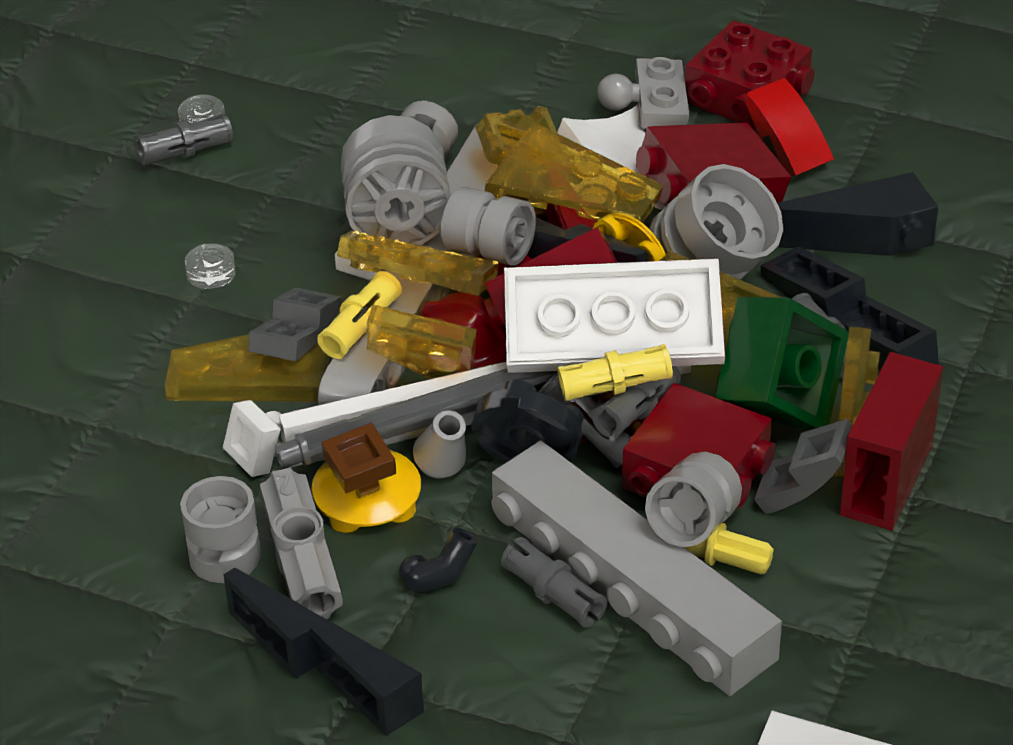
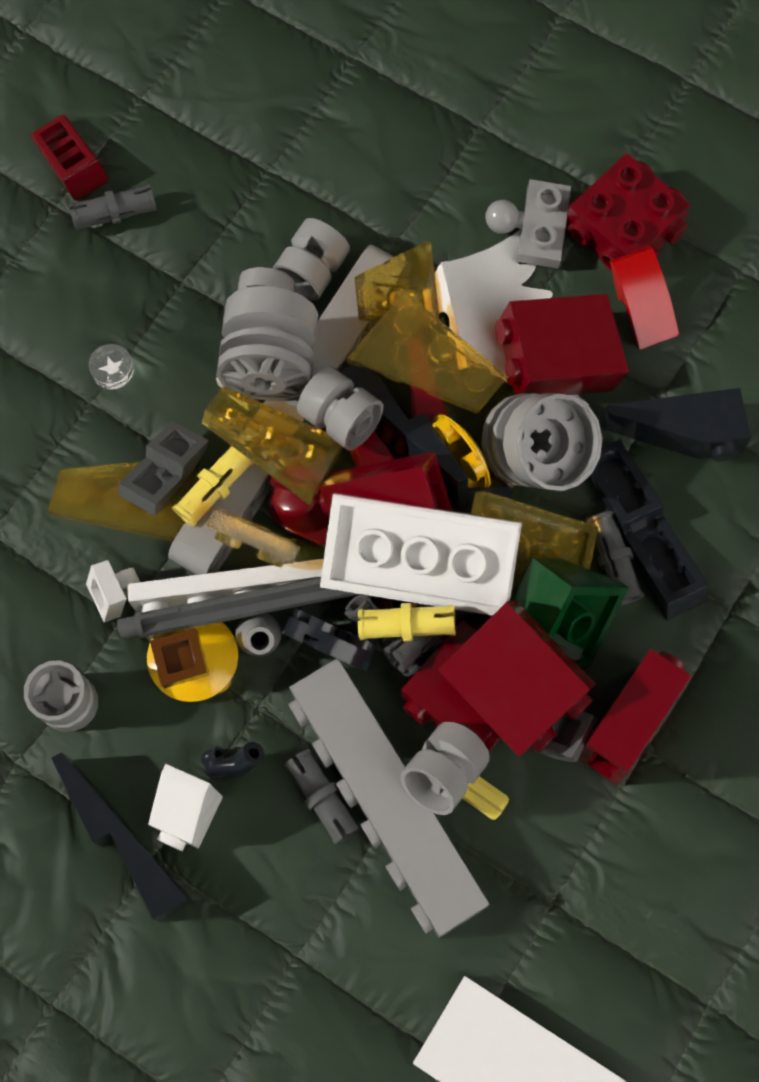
camera: 15 degrees right, 30 degrees up
(125, 109) = (70, 157): none -> dark red slope
(200, 108) = (135, 170): clear tile -> none
(300, 542) = (124, 749): light grey piece -> none
(395, 591) = (183, 808): none -> white slope
(754, 393) = (518, 679): none -> dark red brick
(859, 369) = (618, 655): clear yellow wing -> none

